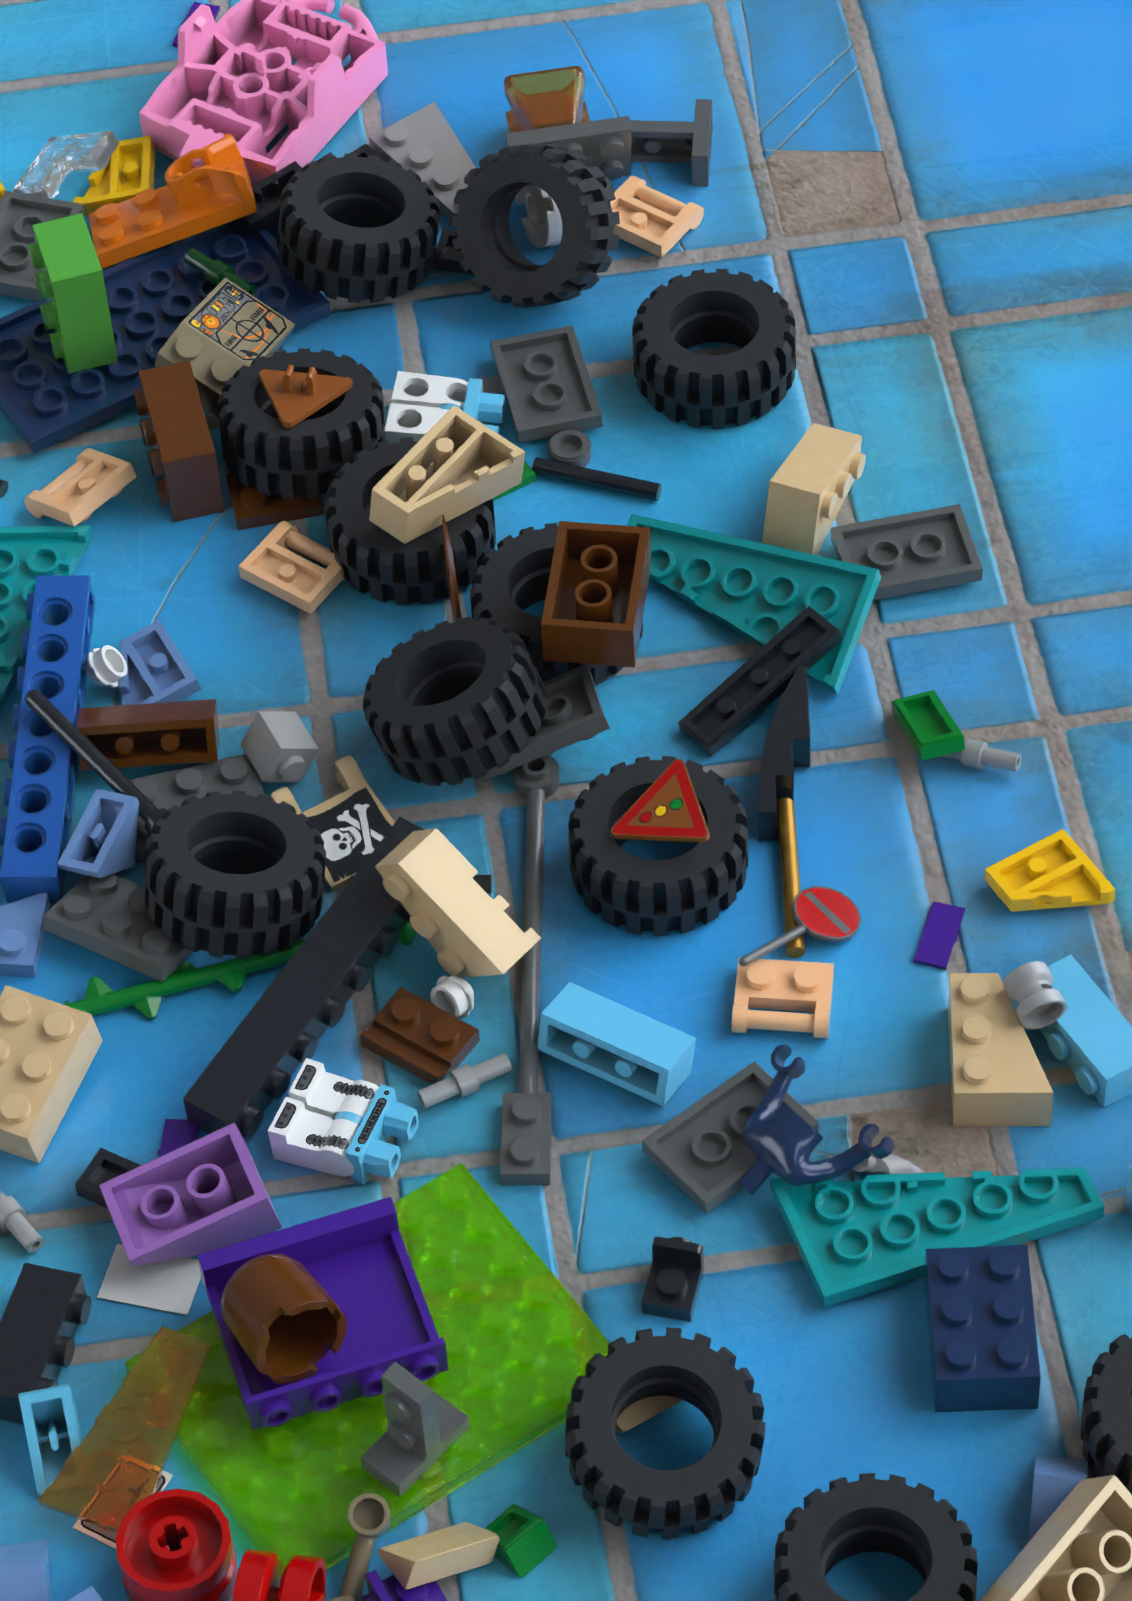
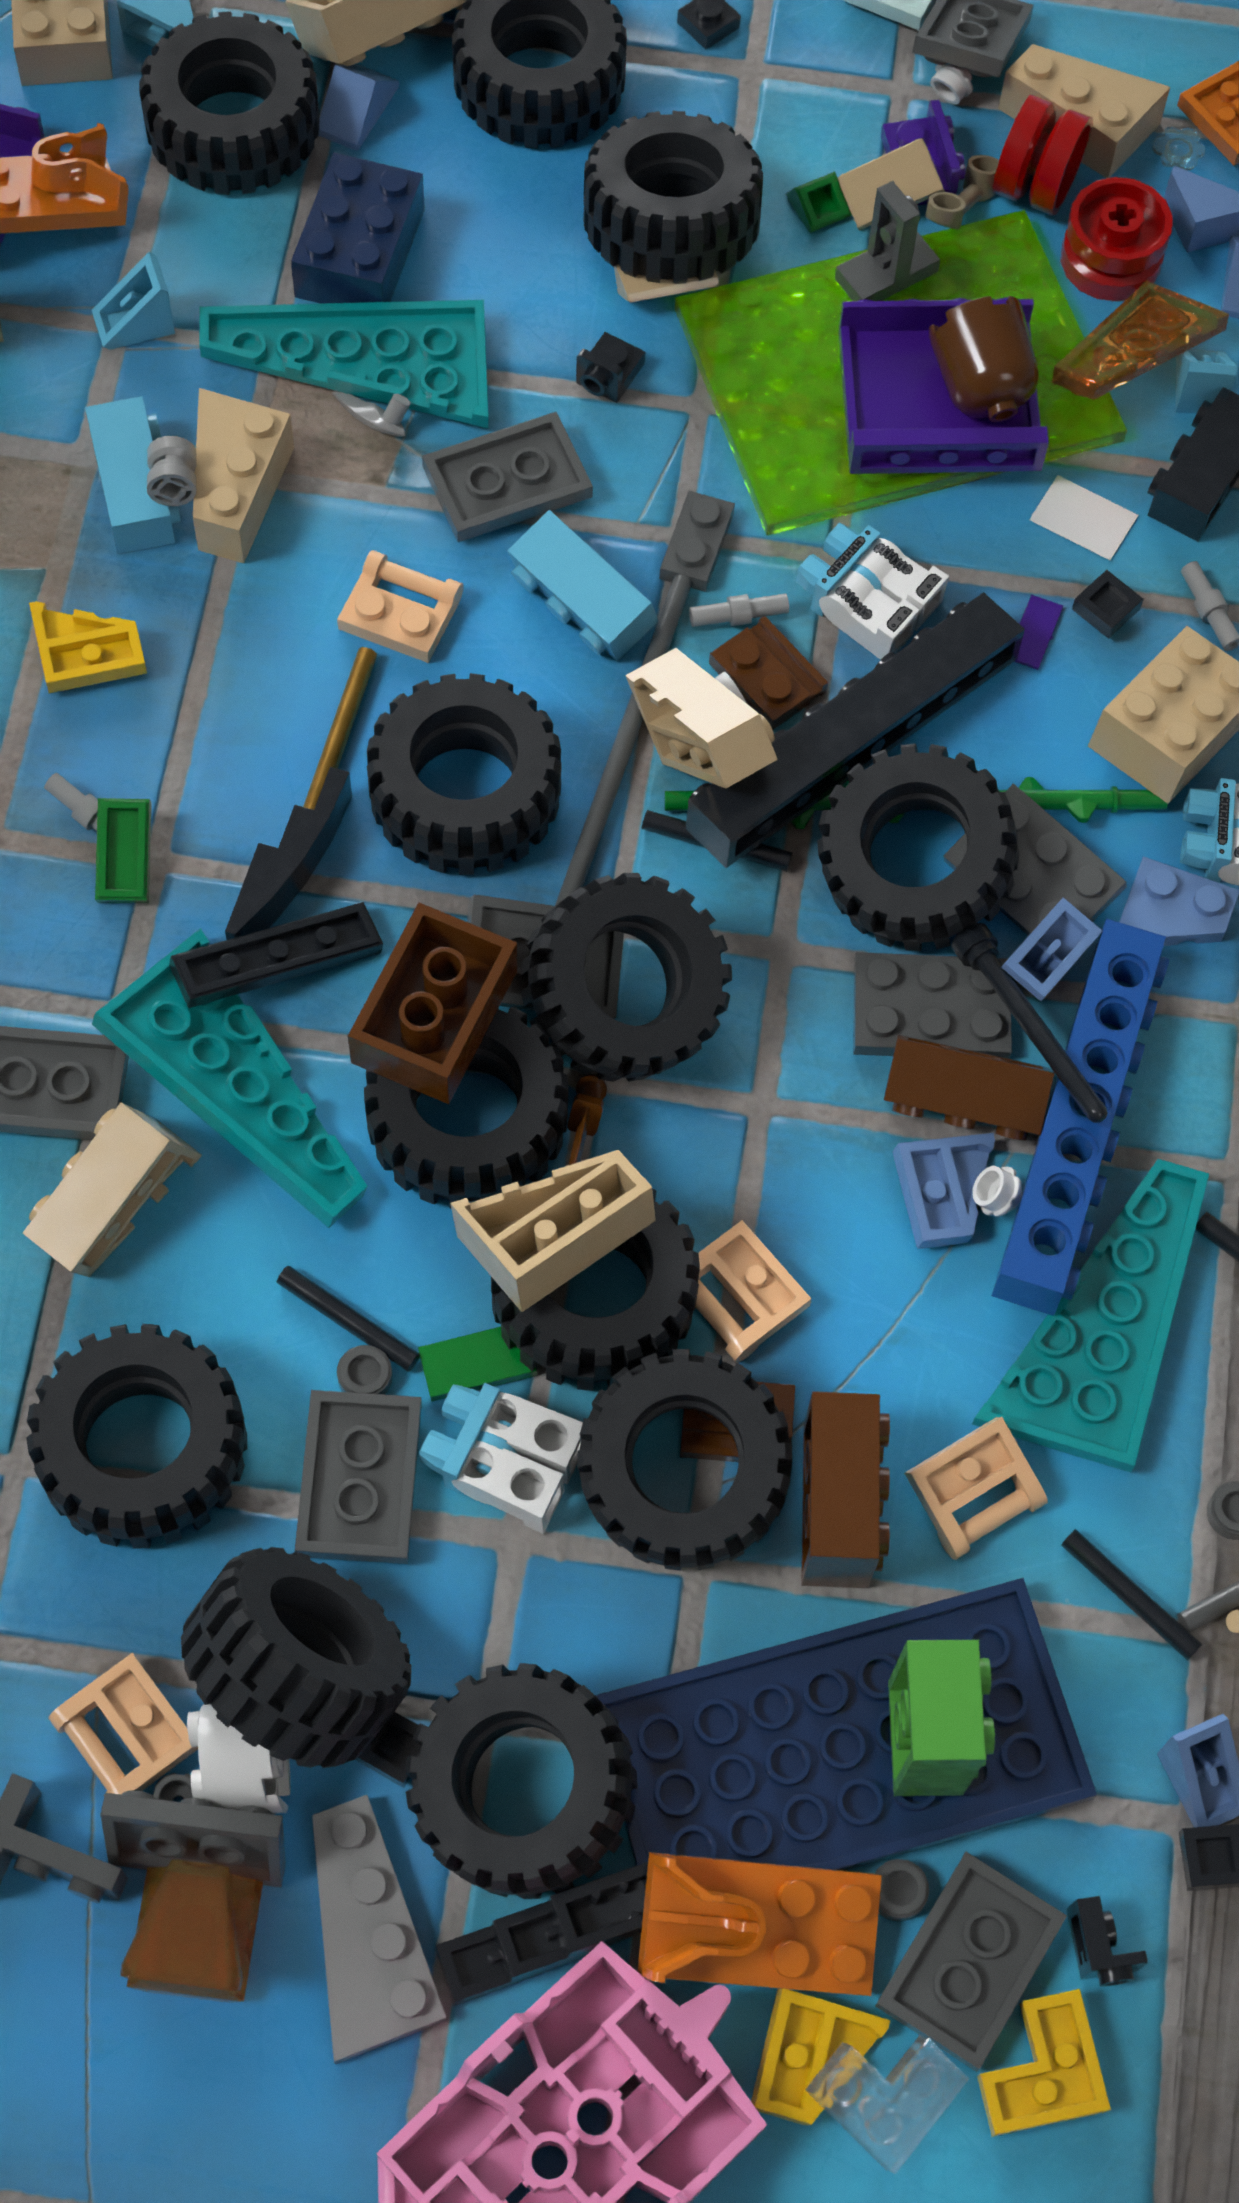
camera: 170 degrees left, 15 degrees up
(191, 1200) = (1034, 538): medium lavender slope -> none
(215, 270) = (724, 1776): dark green bar -> none
(223, 336) = (750, 1635): dark tan slope -> none
(279, 746) = (826, 1025): light grey brick -> none
(301, 394) = (685, 1444): dark orange piece -> none
(348, 823) = (776, 926): flag -> none
(665, 811) = (455, 732): piece -> none
(786, 1140) = (457, 418): dark blue piece -> none
(819, 912) = (327, 675): piece -> none
(939, 935) = (217, 636): dark purple window -> none

